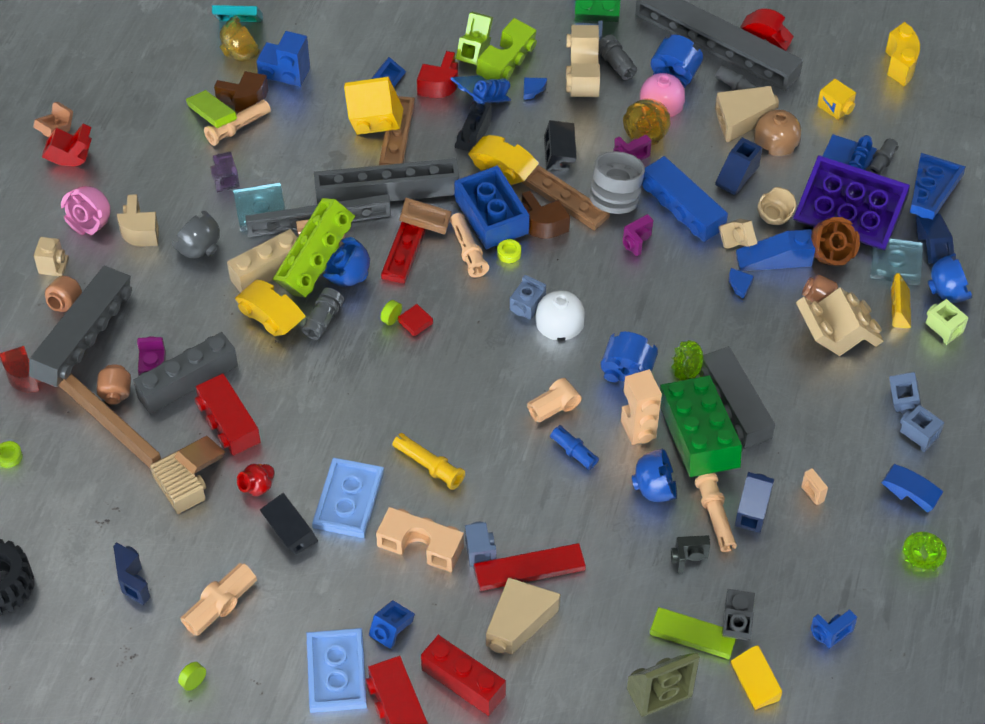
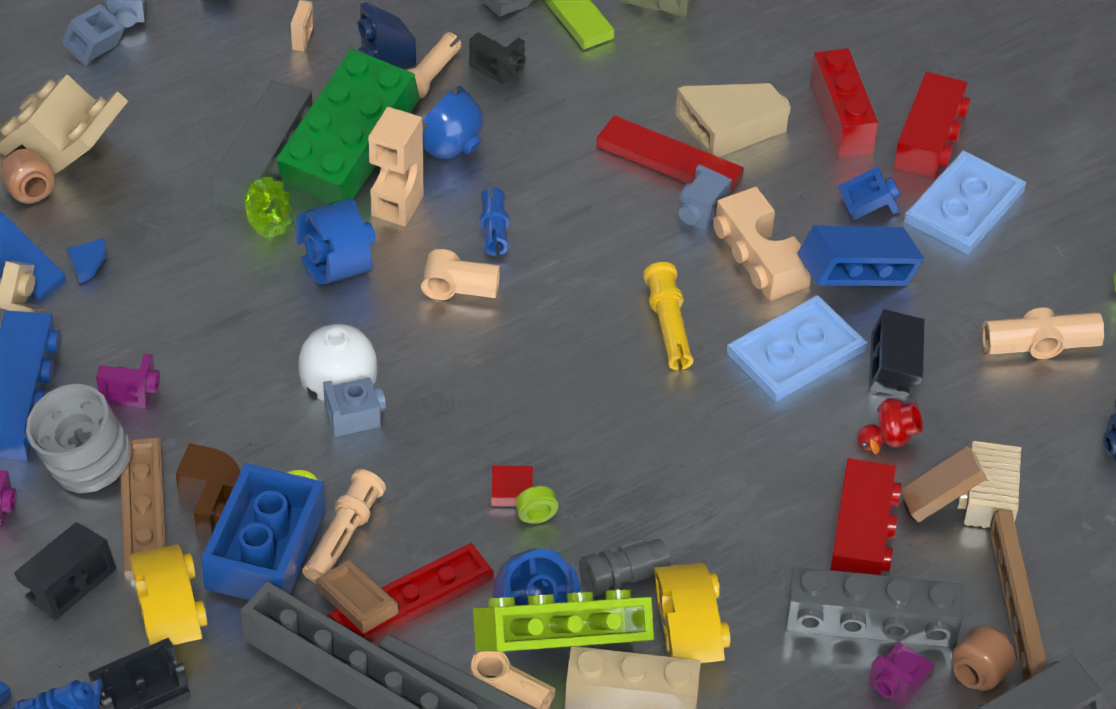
camera: 140 degrees left, 5 degrees down
(353, 555) = (860, 256): none -> blue brick

